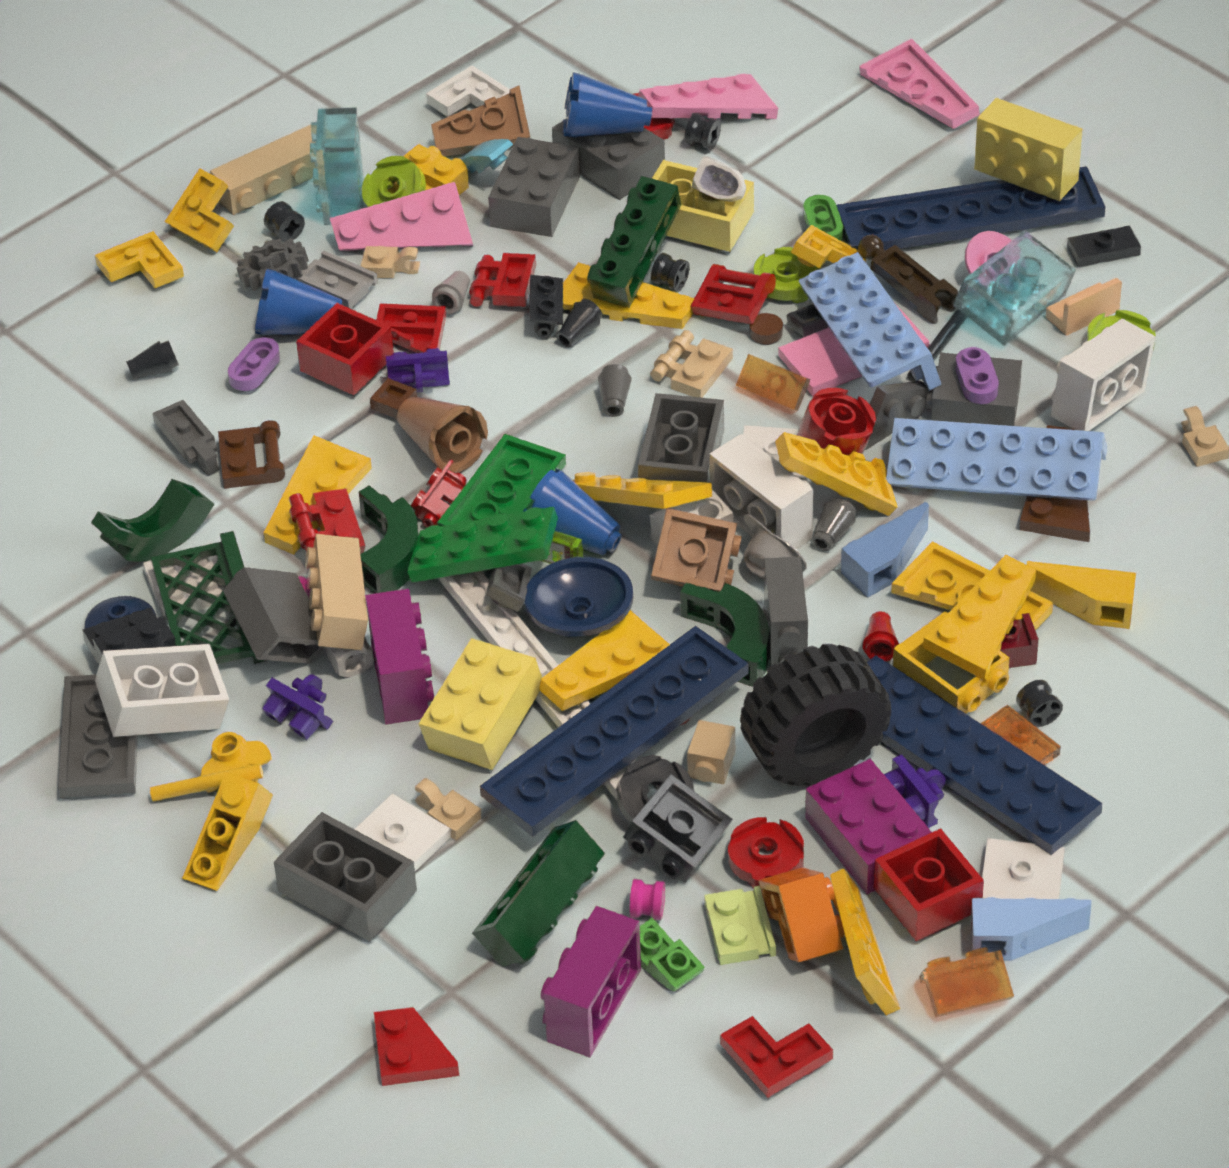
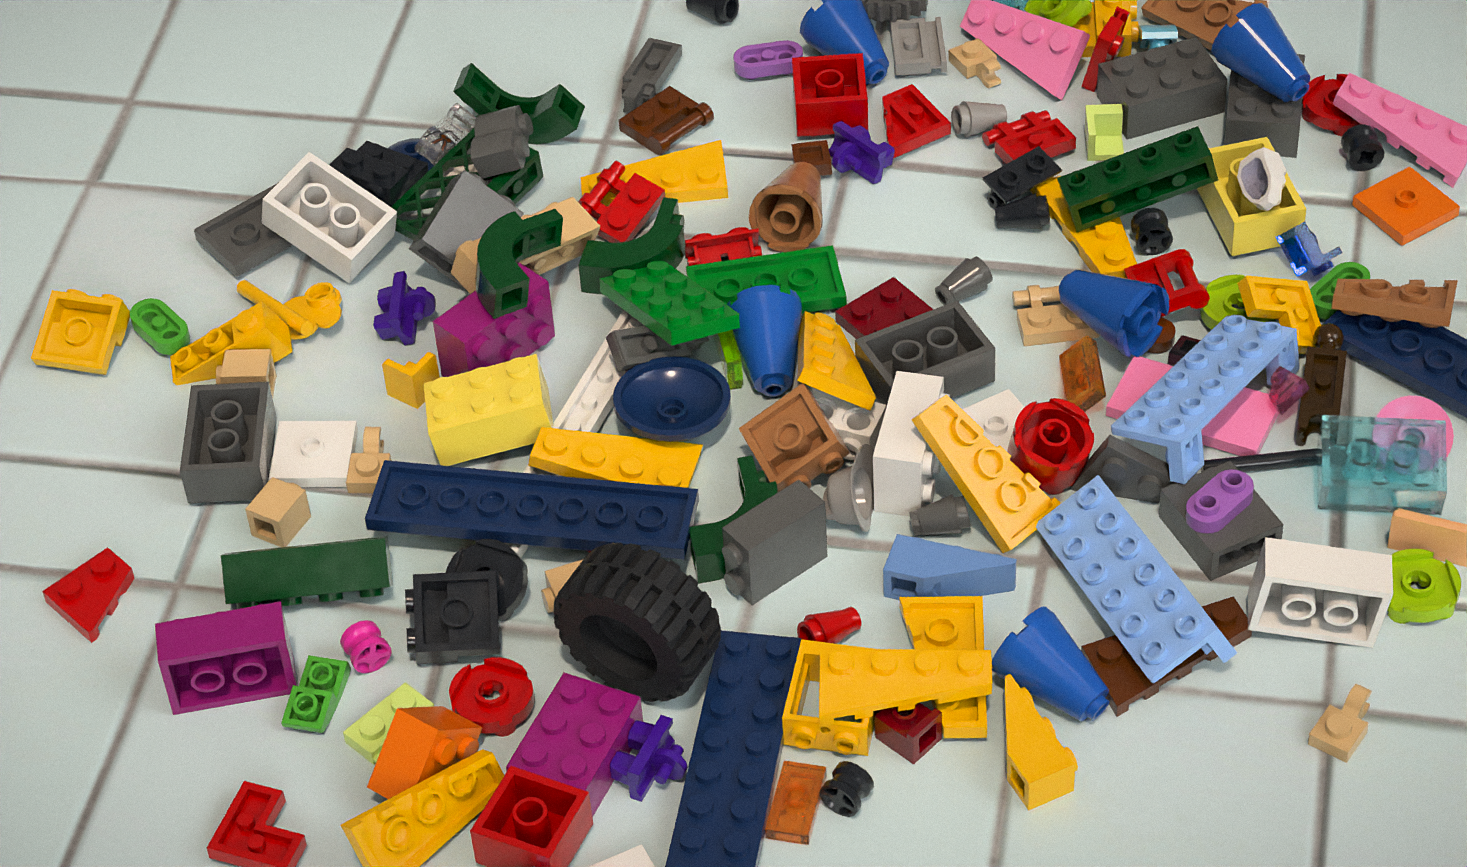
camera: 55 degrees right, 0 degrees up
(101, 916) = (80, 331): none -> yellow plate
(134, 580) = (445, 134): none -> clear leg
(146, 864) = (159, 326): none -> bright green plate
(206, 541) = (501, 141): none -> dark grey brick
(270, 832) = (246, 367): none -> tan brick
(375, 601) = (507, 241): none -> dark green arch
(385, 741) = (408, 381): none -> yellow panel
(449, 885) = (278, 512): none -> tan brick
(474, 186) = (1106, 47): none -> red plate
(535, 239) = (1103, 131): none -> yellowish green panel
(603, 448) = (880, 309): none -> dark red plate
(743, 323) = (1116, 308): none -> blue cone
(773, 147) = (1406, 205): none -> orange plate
(775, 211) = (1303, 252): none -> clear blue bracket
(876, 194) = (1408, 302): none -> medium nougat wing
(899, 291) = (1286, 389): none -> clear pink tile
(1035, 536) = (1052, 667): none -> blue cone

